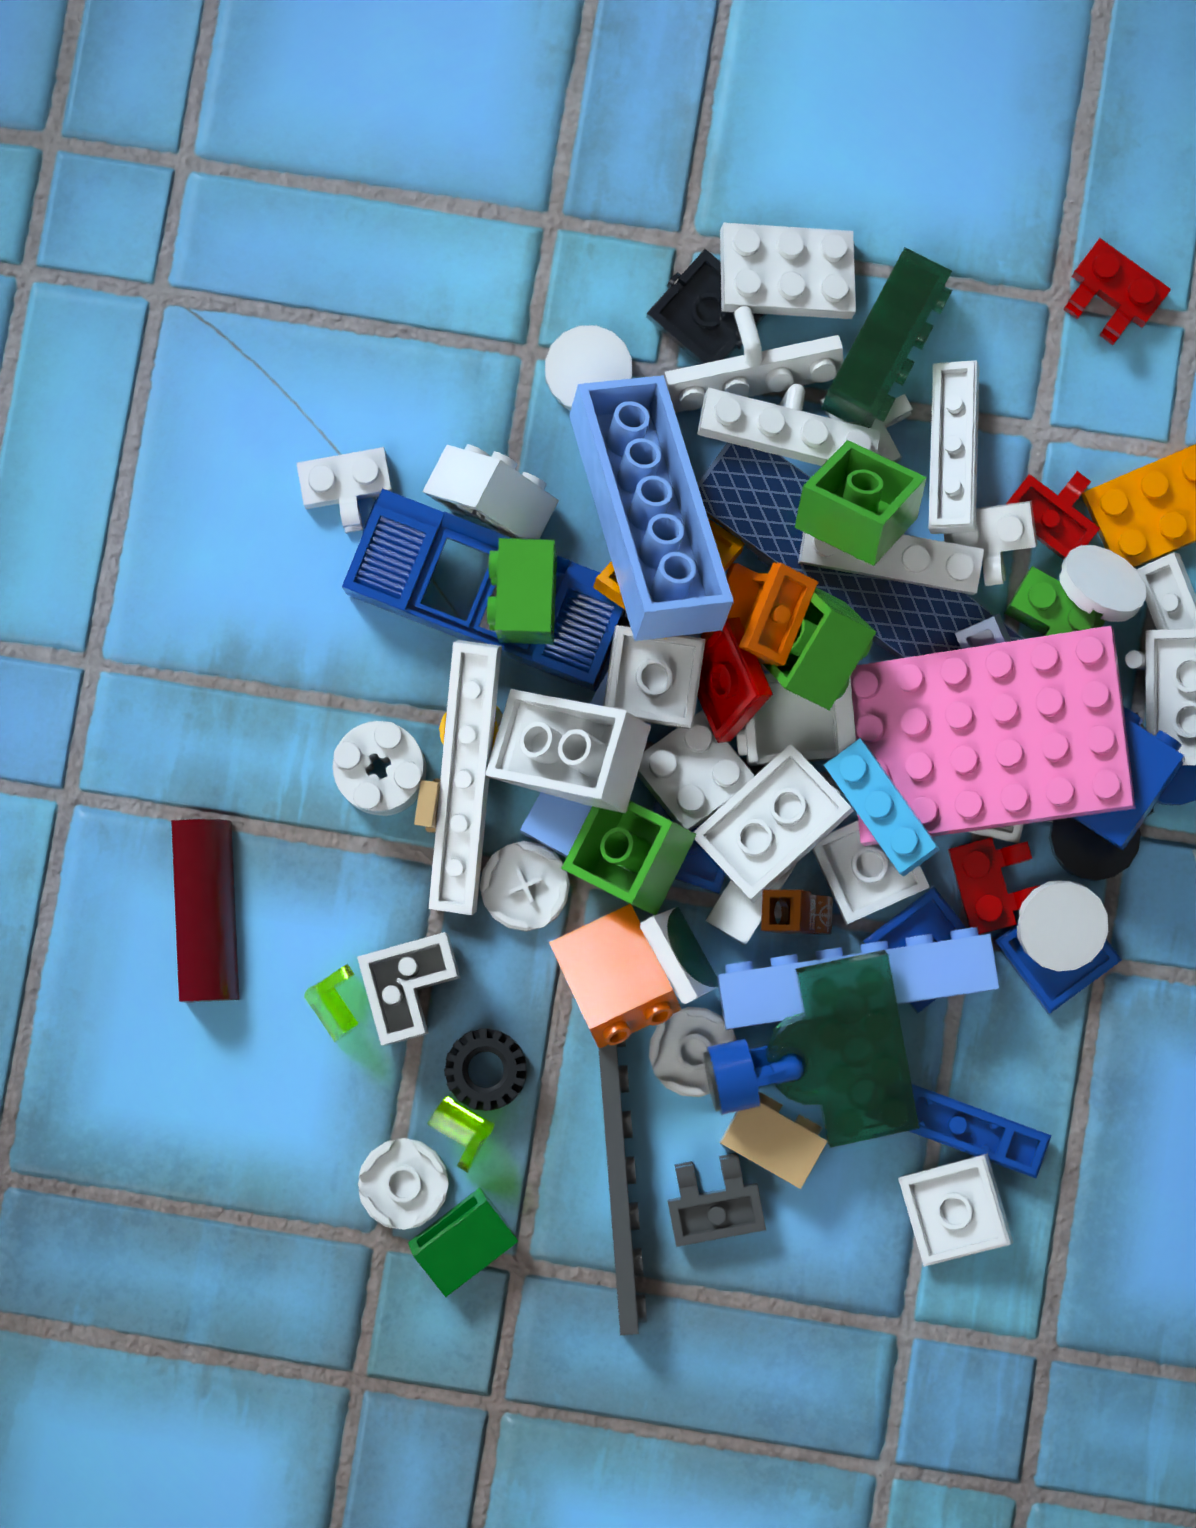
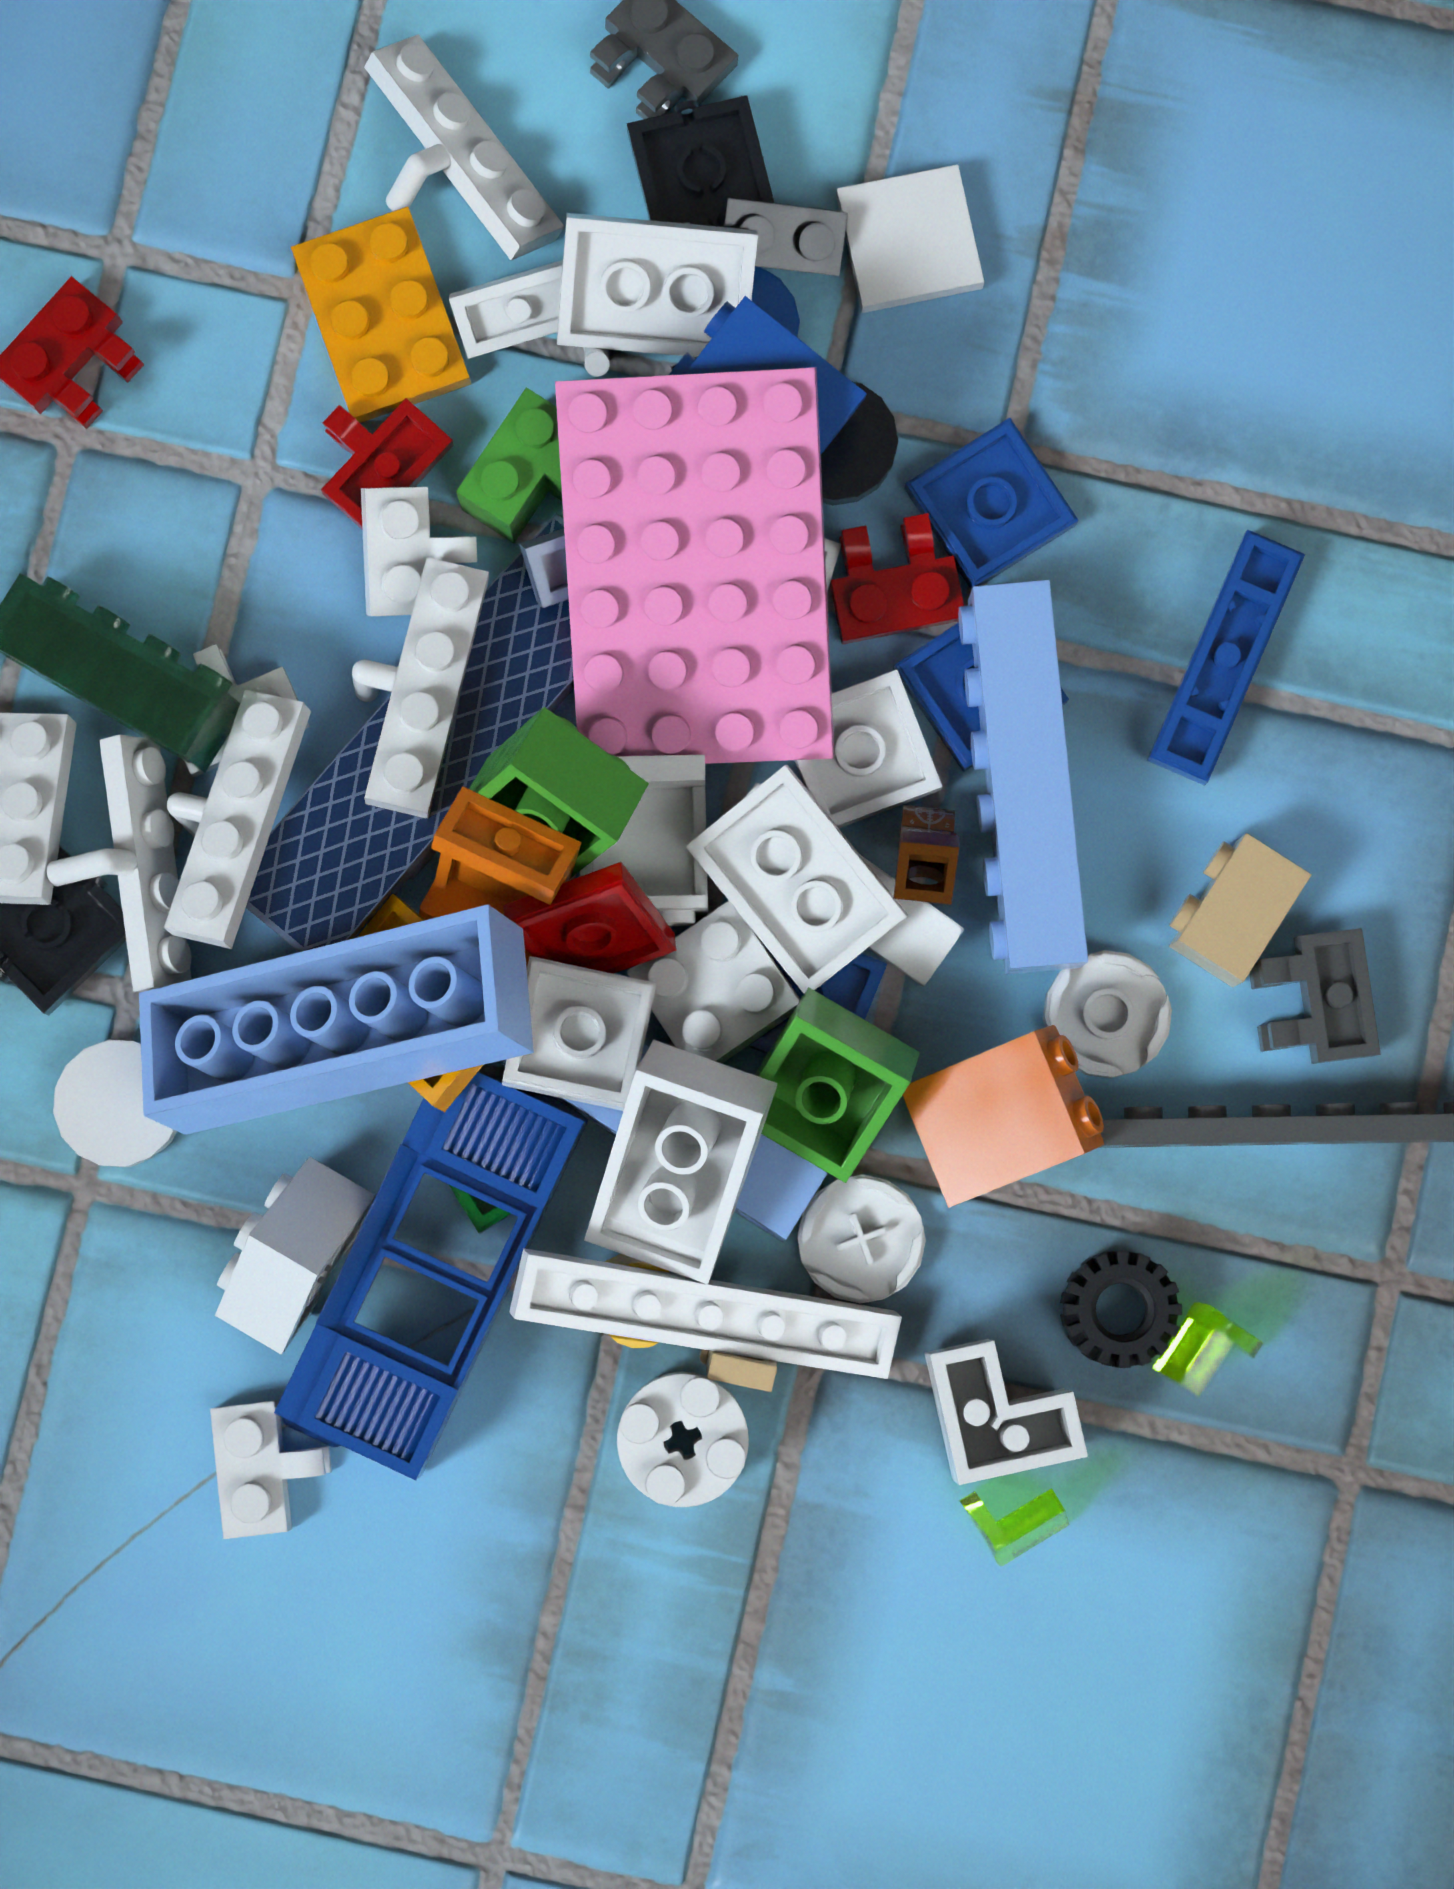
camera: 95 degrees left, 0 degrees up
(205, 910) = (874, 1706): dark red brick -> none
(403, 1183) = (1274, 1436): white tile -> none
(462, 1242) = (1361, 1356): green brick -> none
(525, 591) = (446, 1208): bright green brick -> none
(679, 955) = (978, 1021): tile -> none
(833, 1055) = (1131, 809): clear green plate -> none
(860, 502) = (352, 718): bright green brick -> none
(882, 807) = (787, 722): medium azure plate -> none
(954, 447) = (275, 590): white tile -> none
(955, 1210) = (1343, 666): white tile -> none
(1062, 925) = (962, 490): white tile -> none
(1102, 583) = (487, 397): white tile -> none

